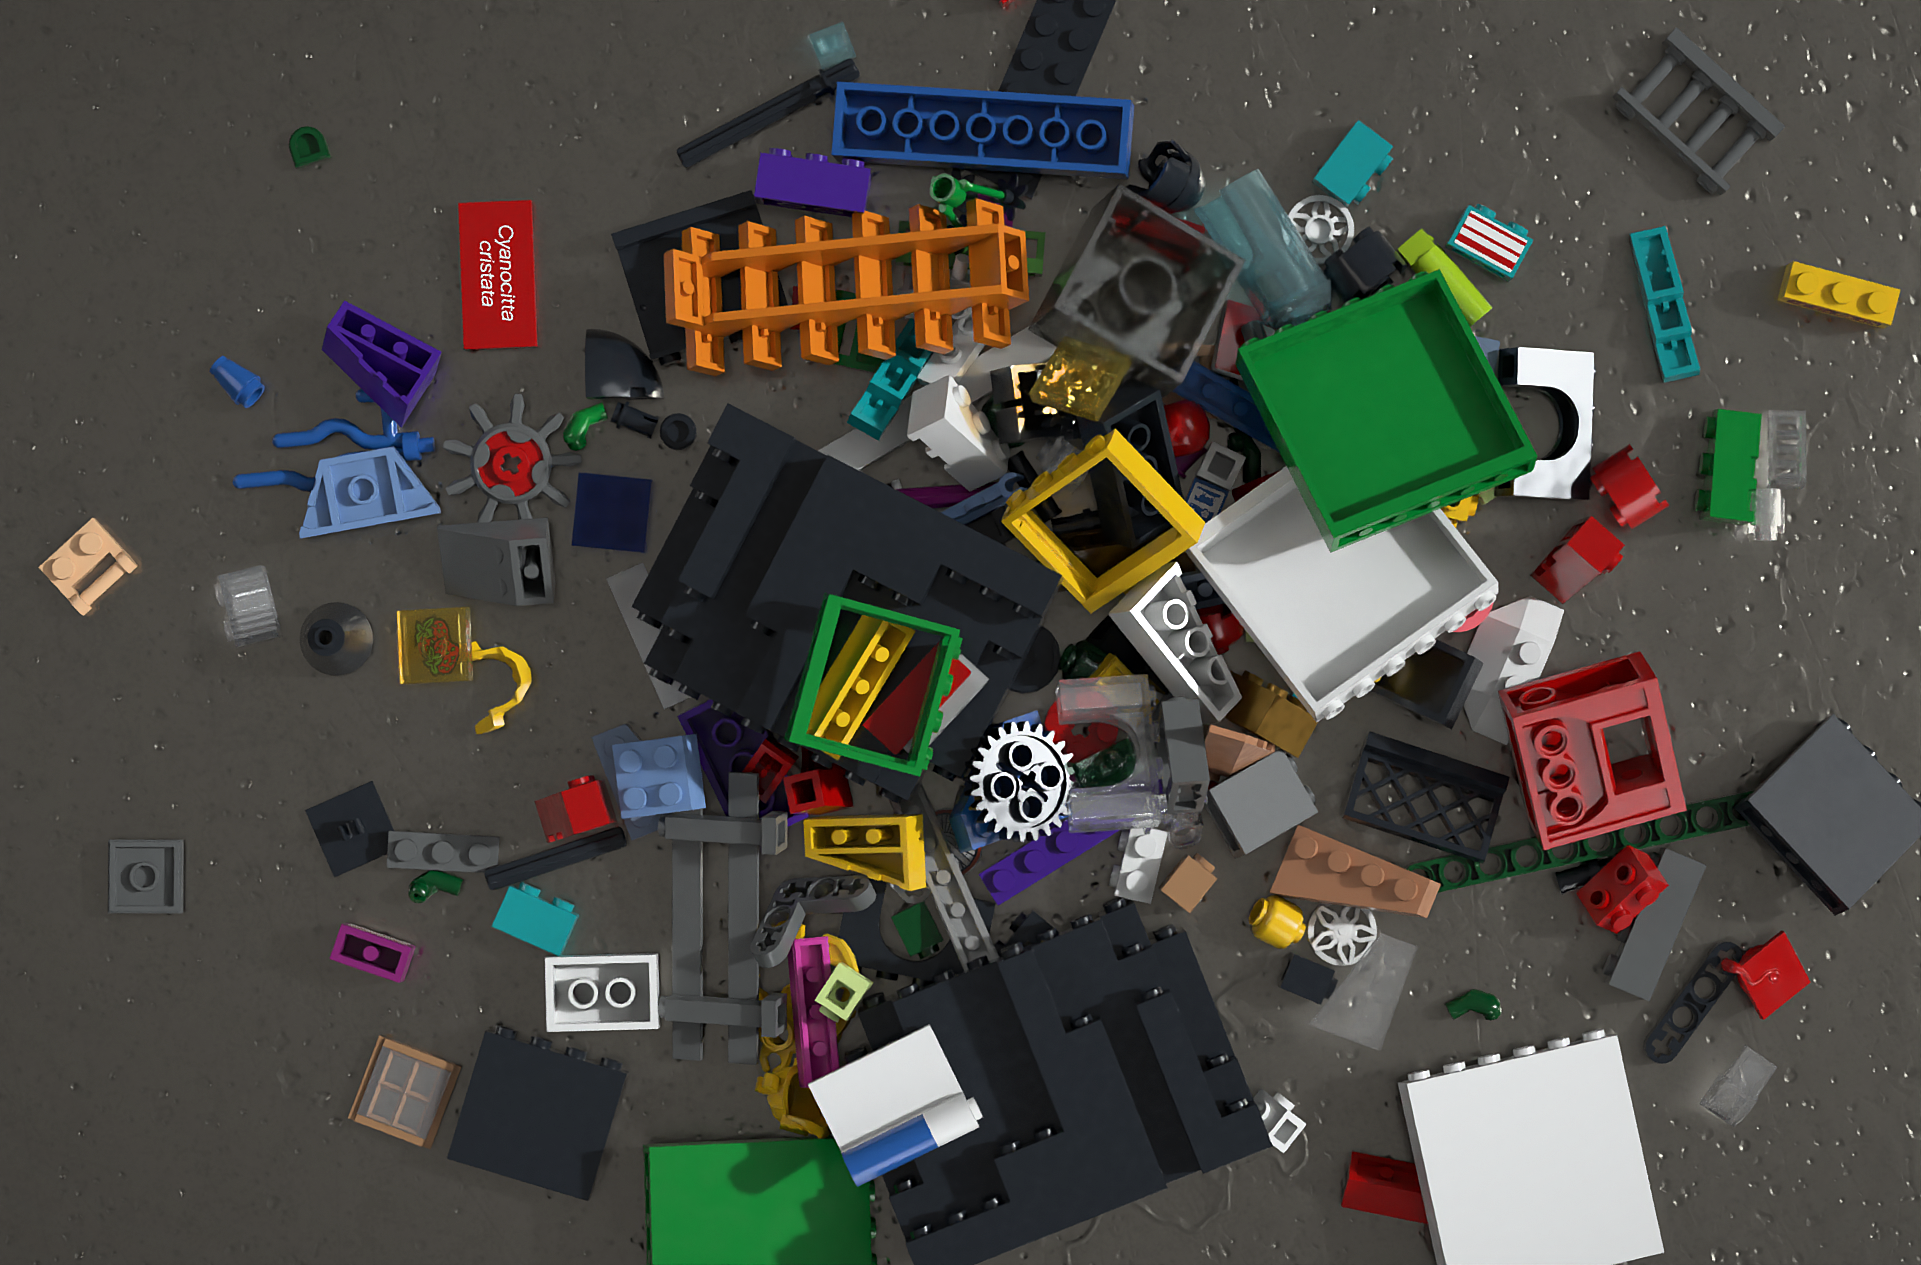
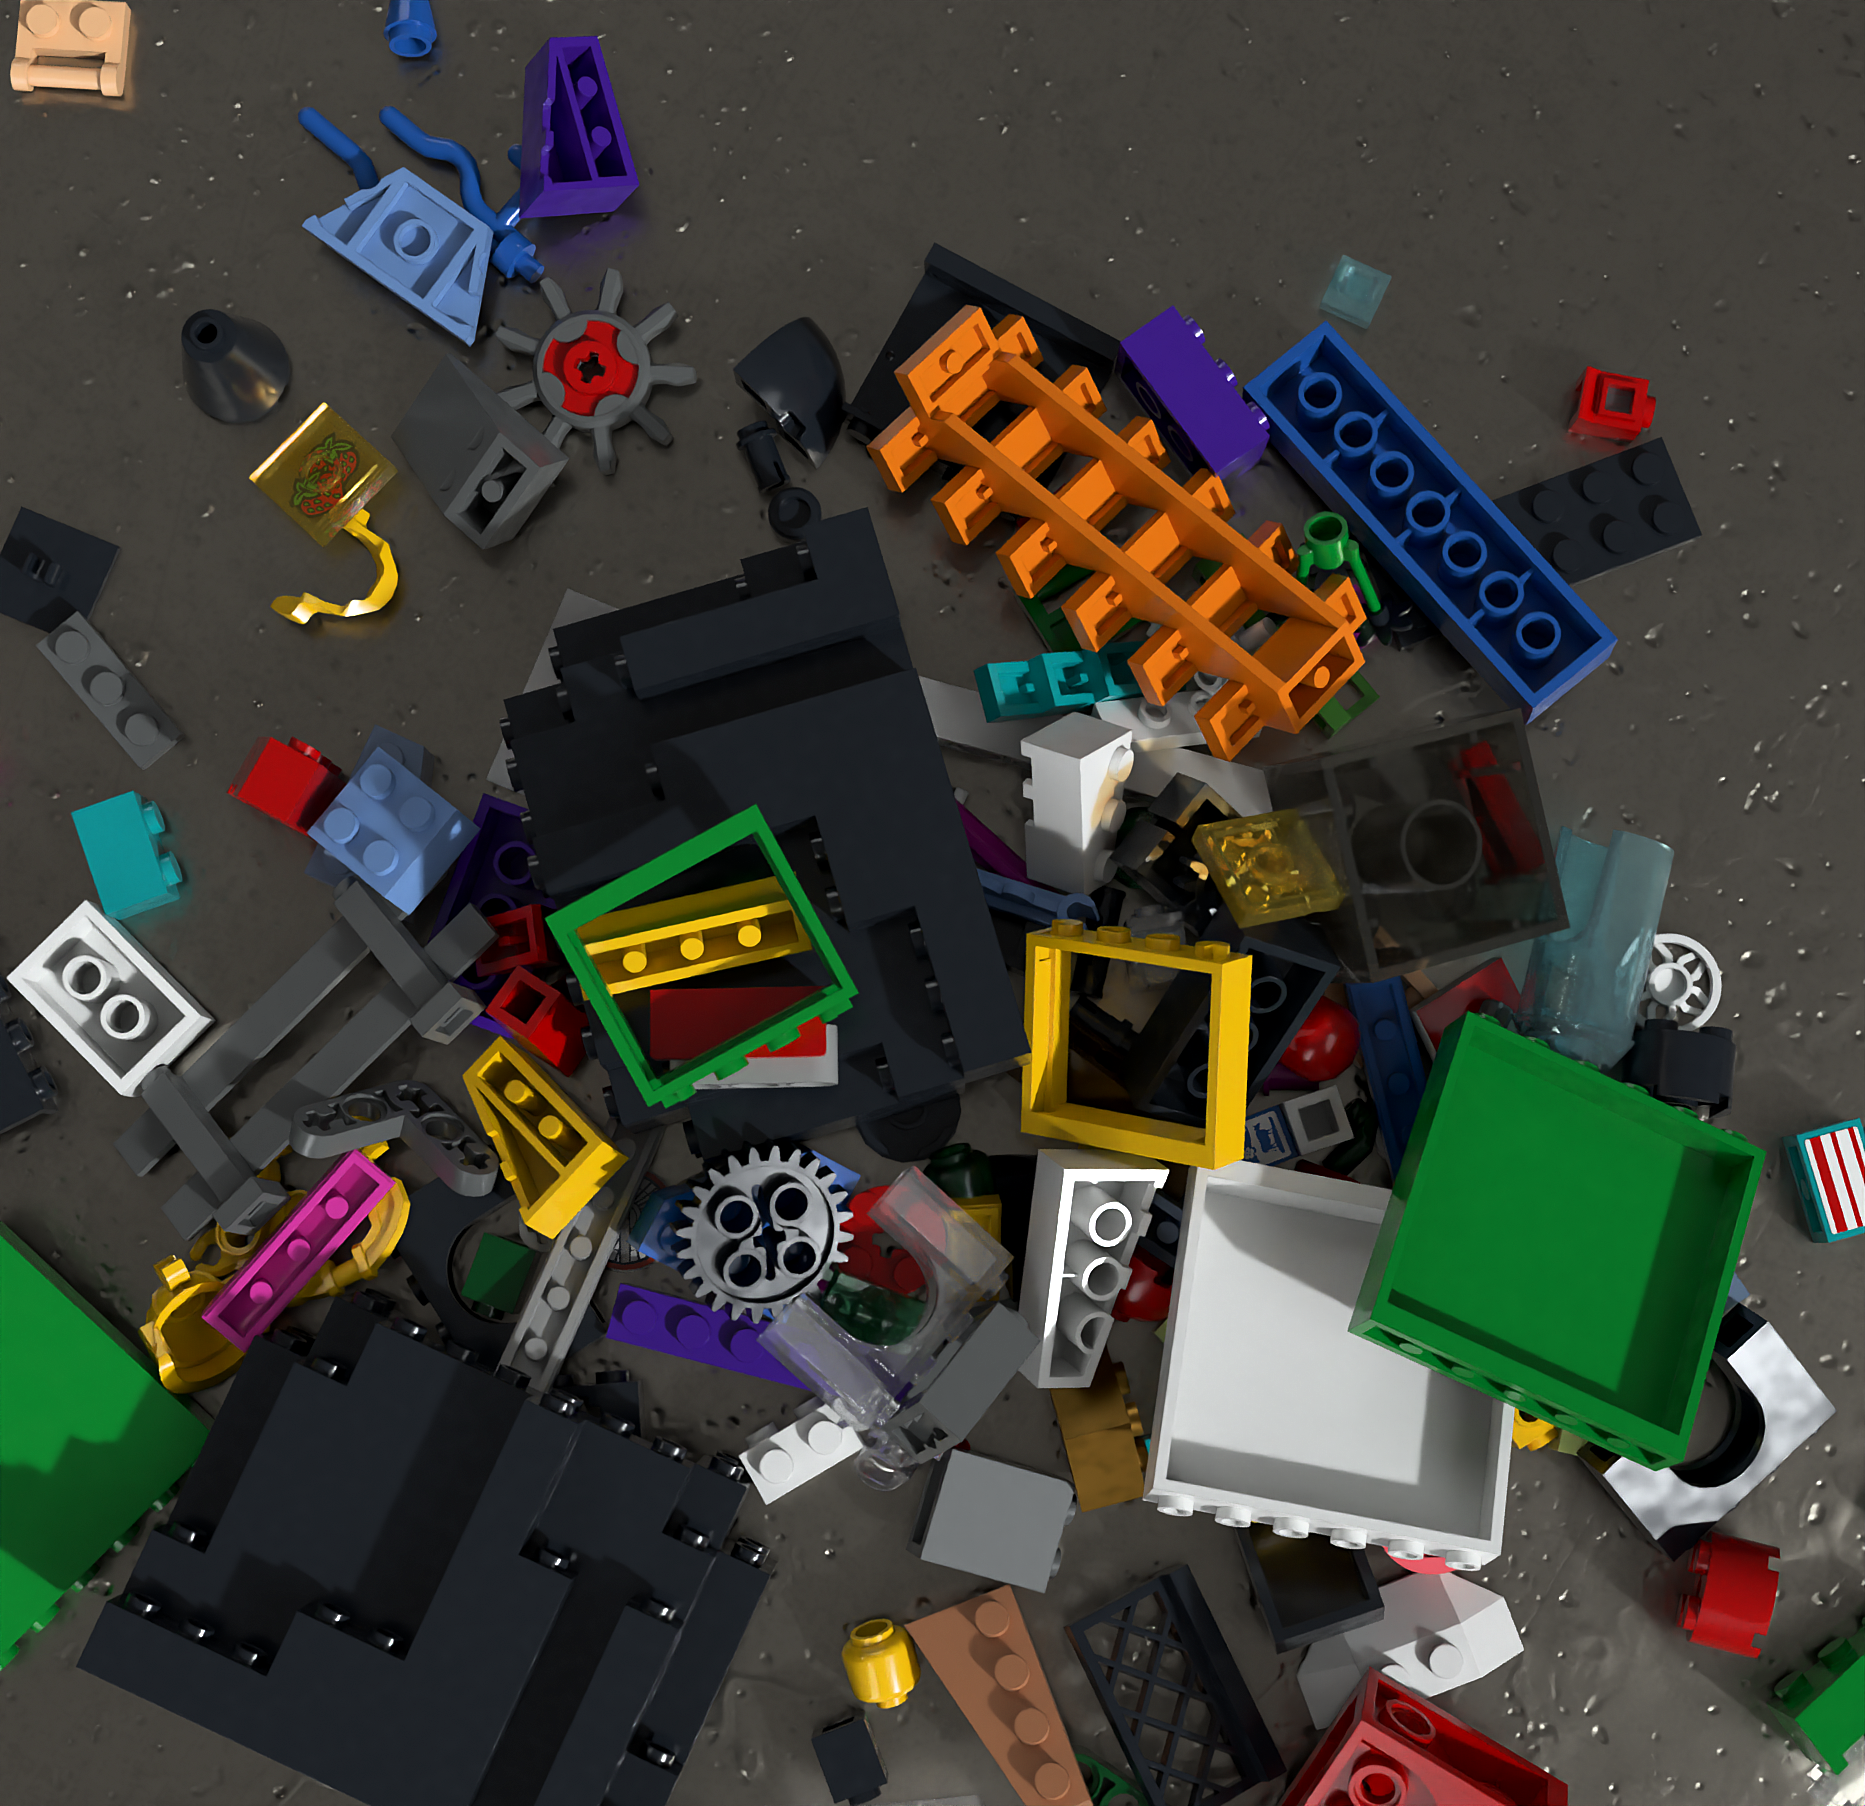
camera: 45 degrees right, 5 degrees down
(248, 606) = (181, 245): clear brick -> none
(432, 882) = (67, 710): dark green arm -> none
(498, 275) = (779, 176): red tile -> none
(555, 858) = (213, 813): black axle -> none
(579, 423) = (703, 404): green arm -> none
(612, 512) = (641, 525): clear blue plate -> none
(767, 113) = (1215, 288): black axle -> none
(842, 977) = (322, 1249): yellowish green brick -> none
(894, 1105) = (259, 1437): white door -> none
(1173, 184) = (1577, 779): black helmet -> none
(1189, 881) = (831, 1523): medium nougat brick -> none
(1232, 751) = (1018, 1433): nougat wedge -> none
(1341, 932) = (937, 1746): white wheel -> none
(1353, 164) = (1775, 953): teal brick -> none
(1427, 256) = (1758, 1117): lime piece -> none
(1578, 558) = (1603, 1615): red wedge -> none

